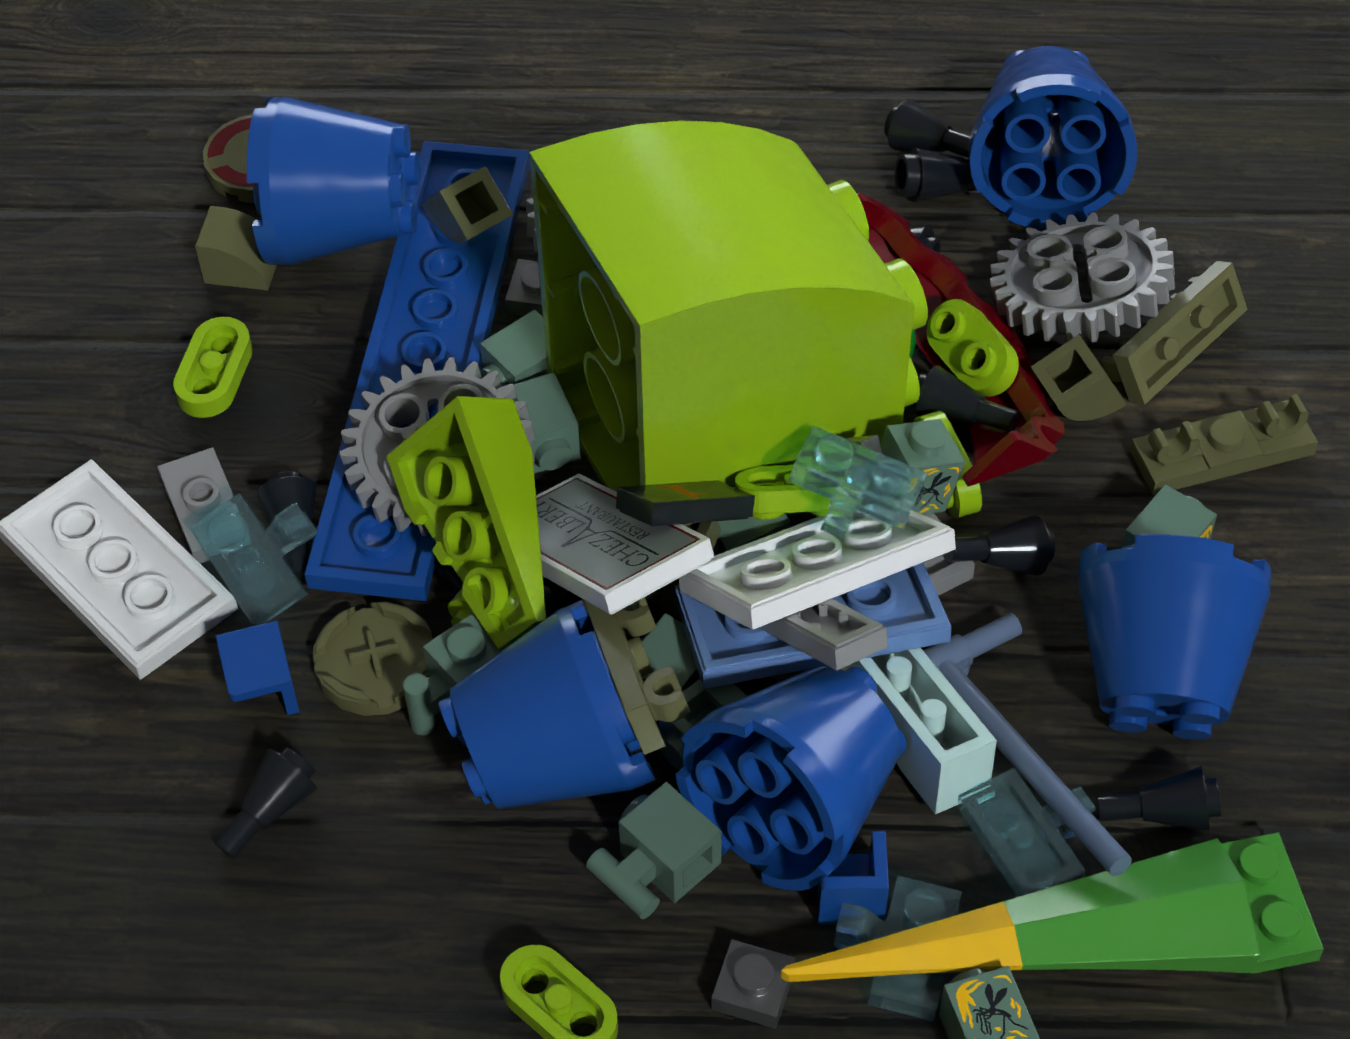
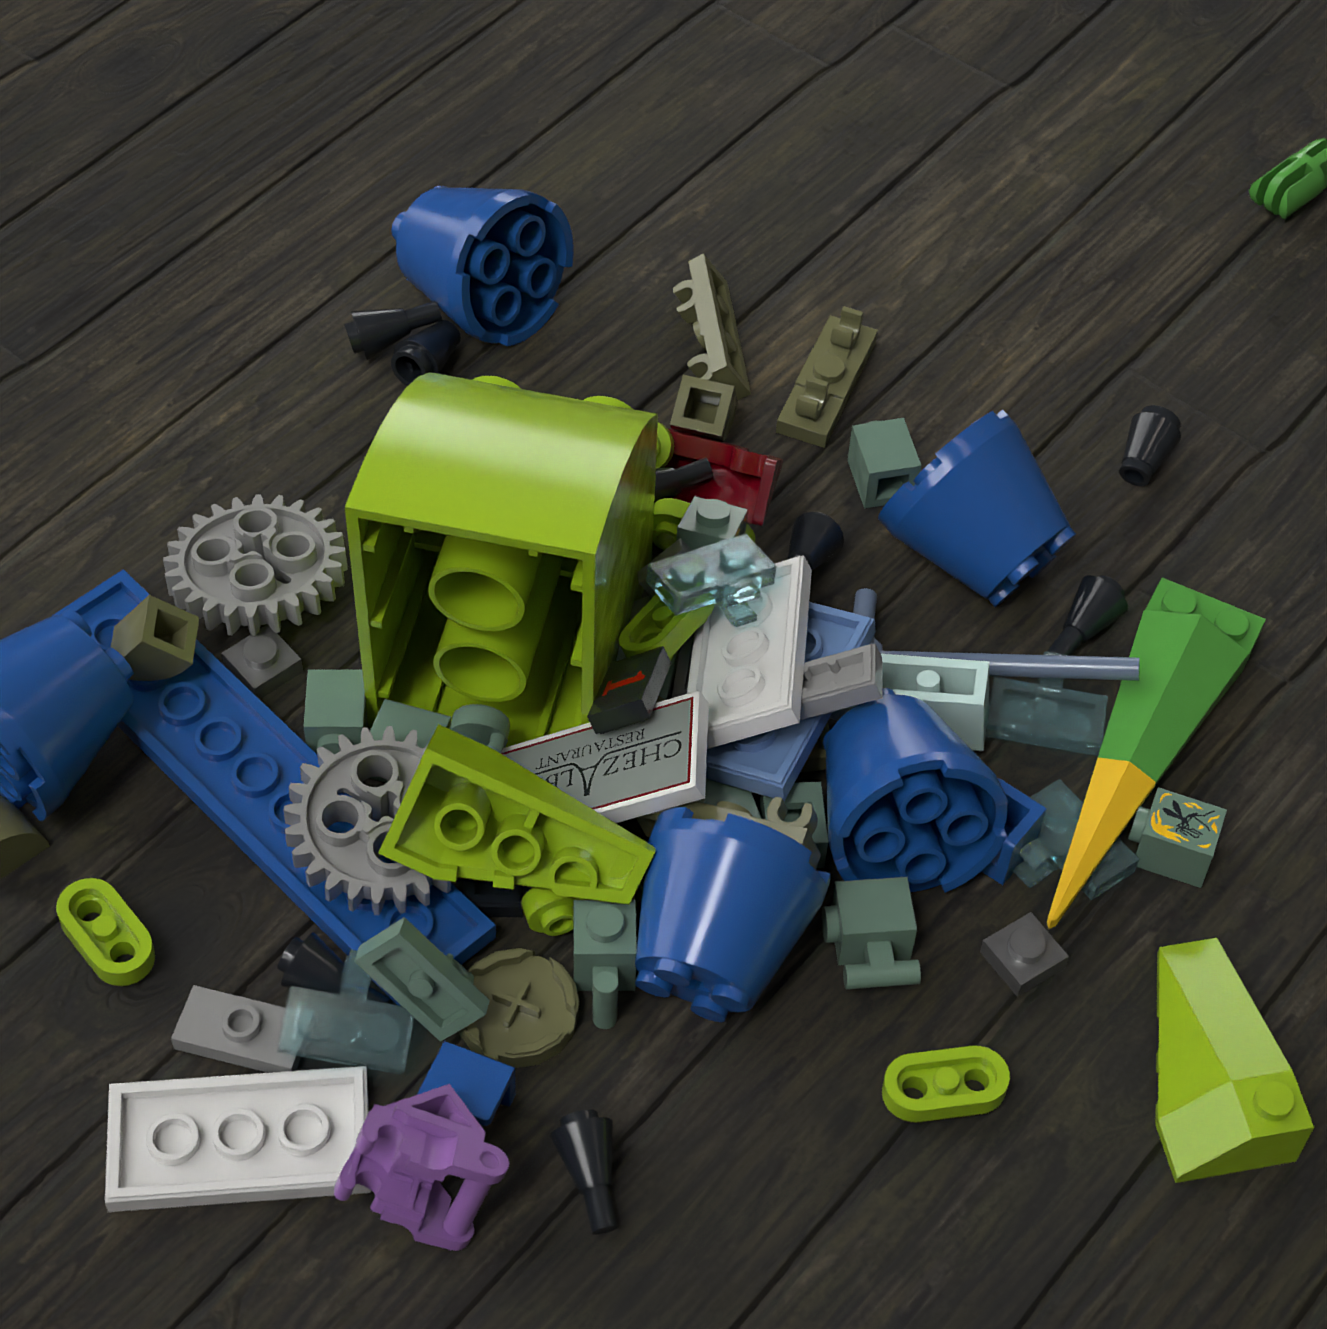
camera: 55 degrees left, 0 degrees up
(155, 674) = (412, 1148): none -> medium lavender piece
(317, 590) = (422, 979): none -> sand green hinge
(582, 447) = (482, 724): none -> sand green tile
(1124, 273) = (619, 339): light grey gear -> none

